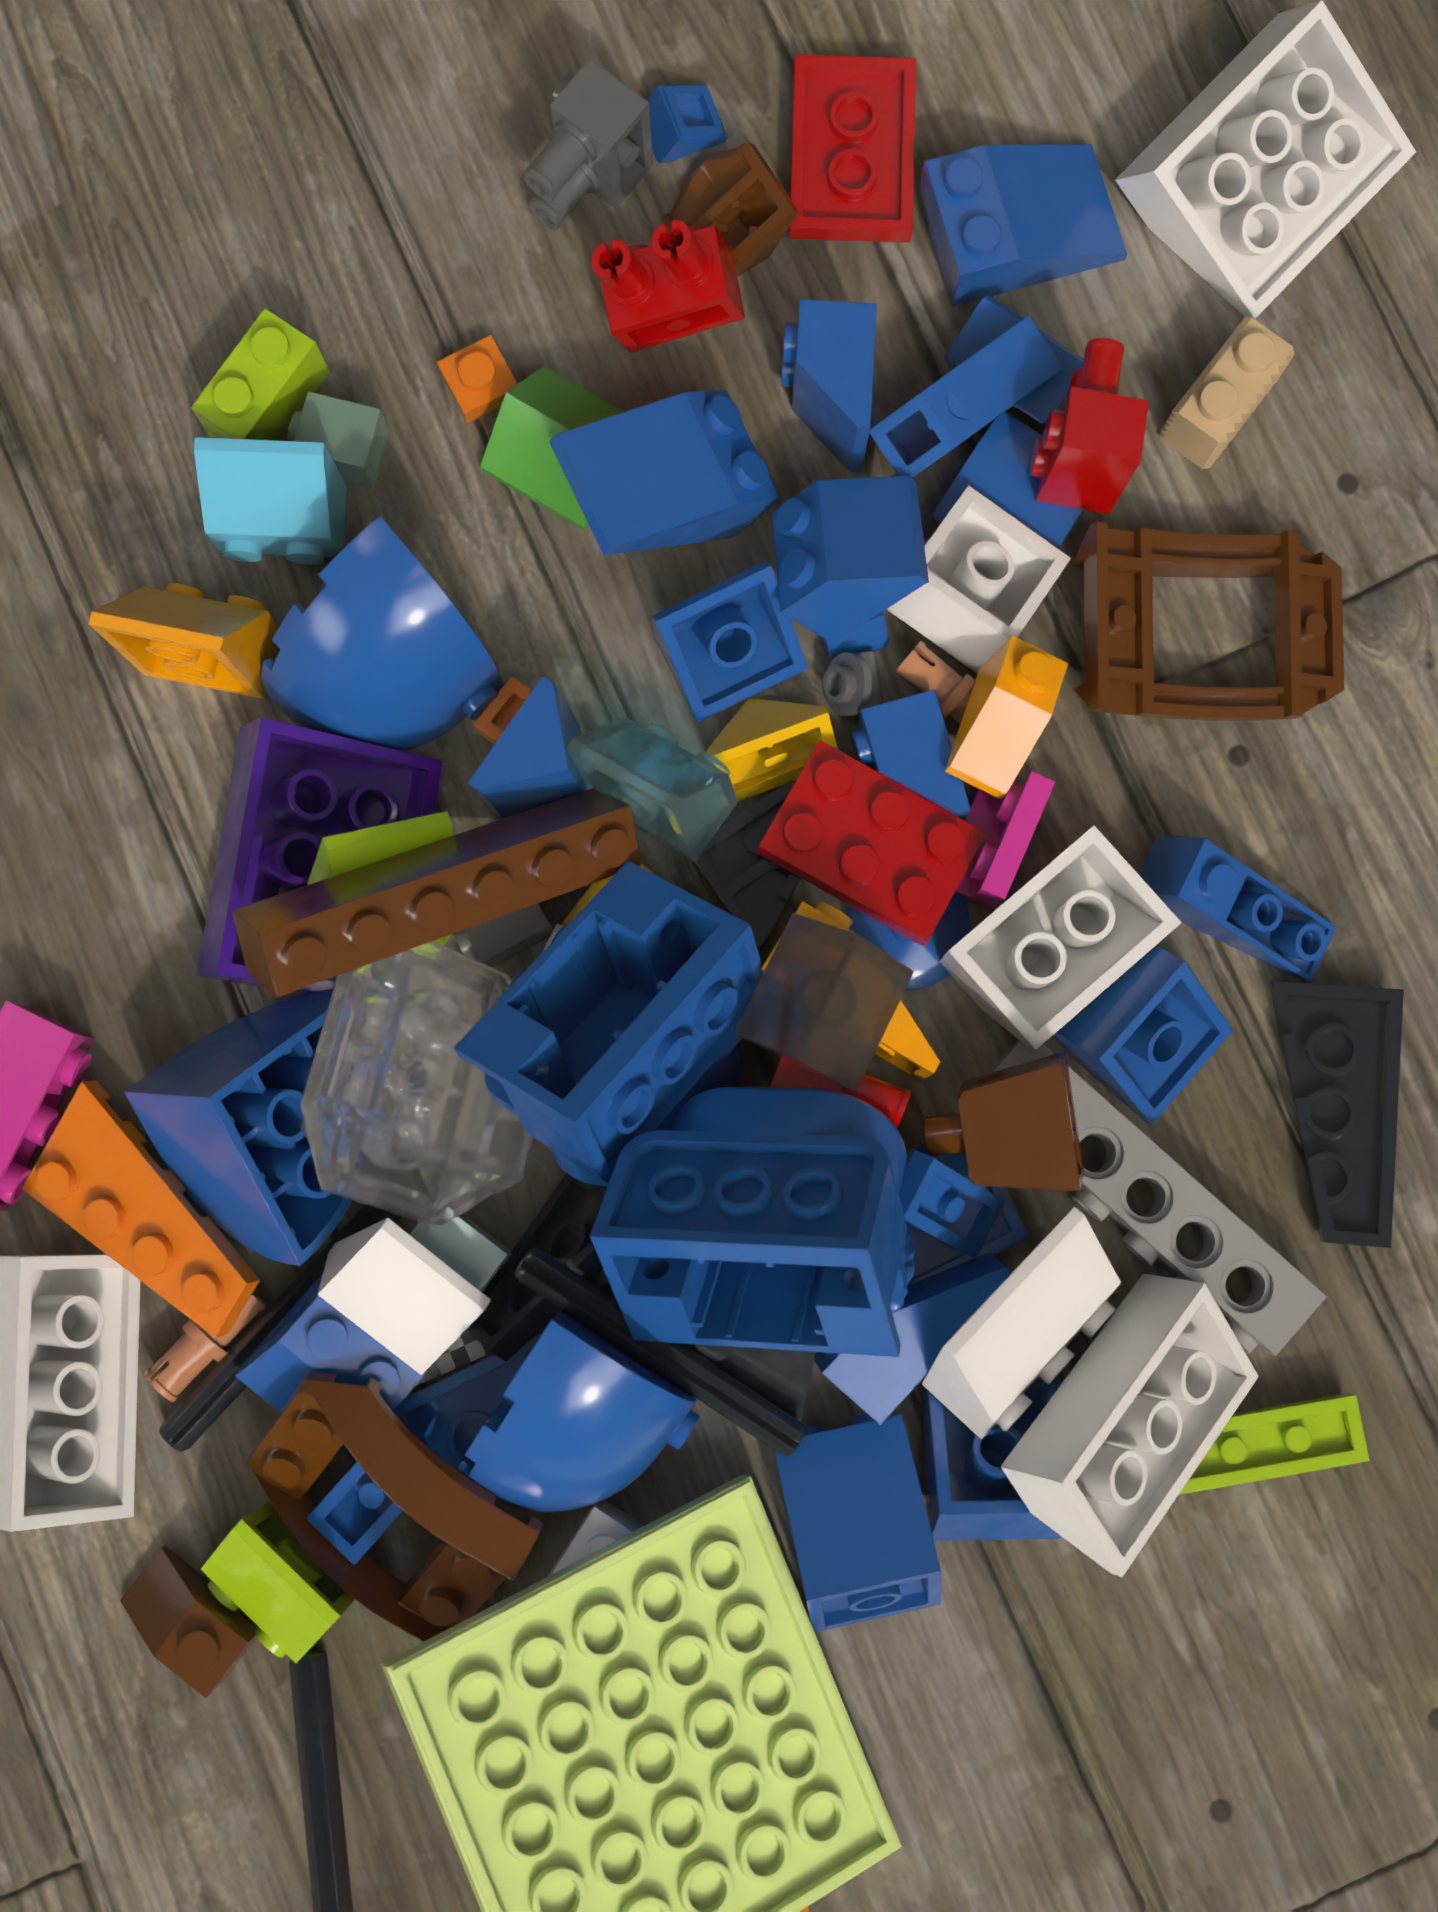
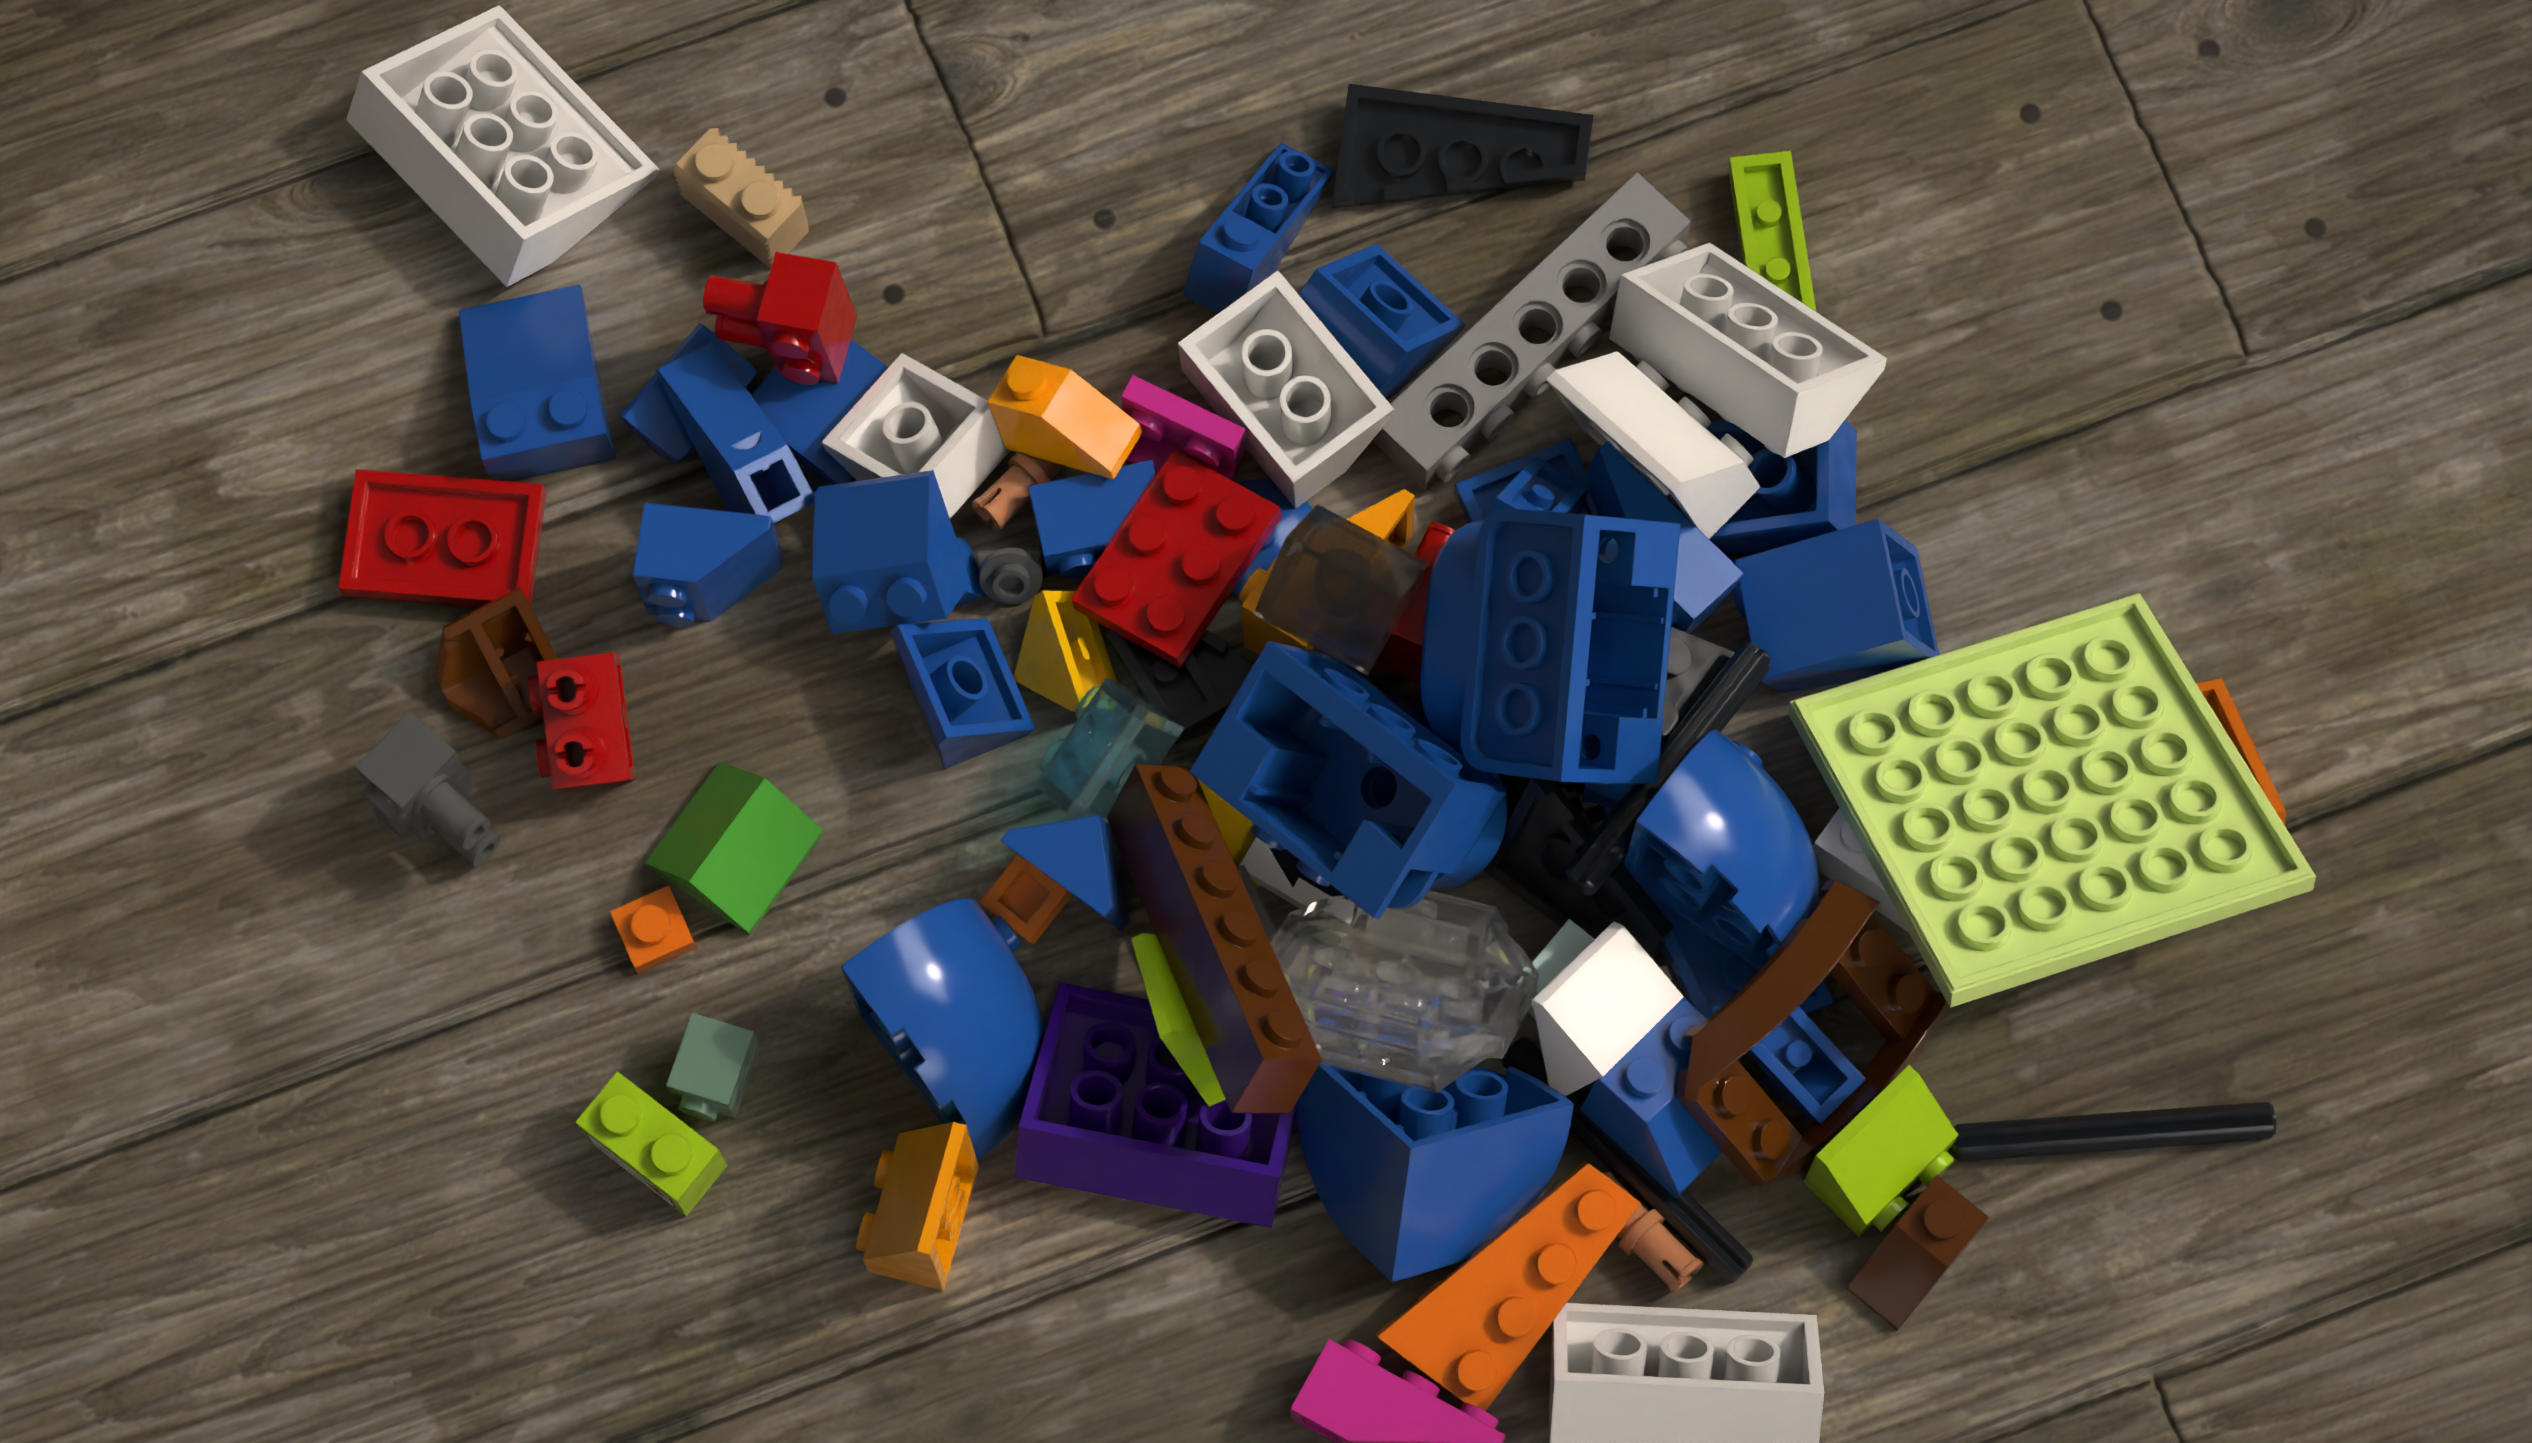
camera: 85 degrees left, 10 degrees down
(270, 499) = (781, 1129): medium azure slope -> none
(666, 473) = (790, 722): blue slope -> none
(683, 121) = (384, 702): blue slope -> none
(1015, 1127) = (1466, 431): reddish brown torso -> none
(1120, 622) = (977, 309): reddish brown wedge -> none

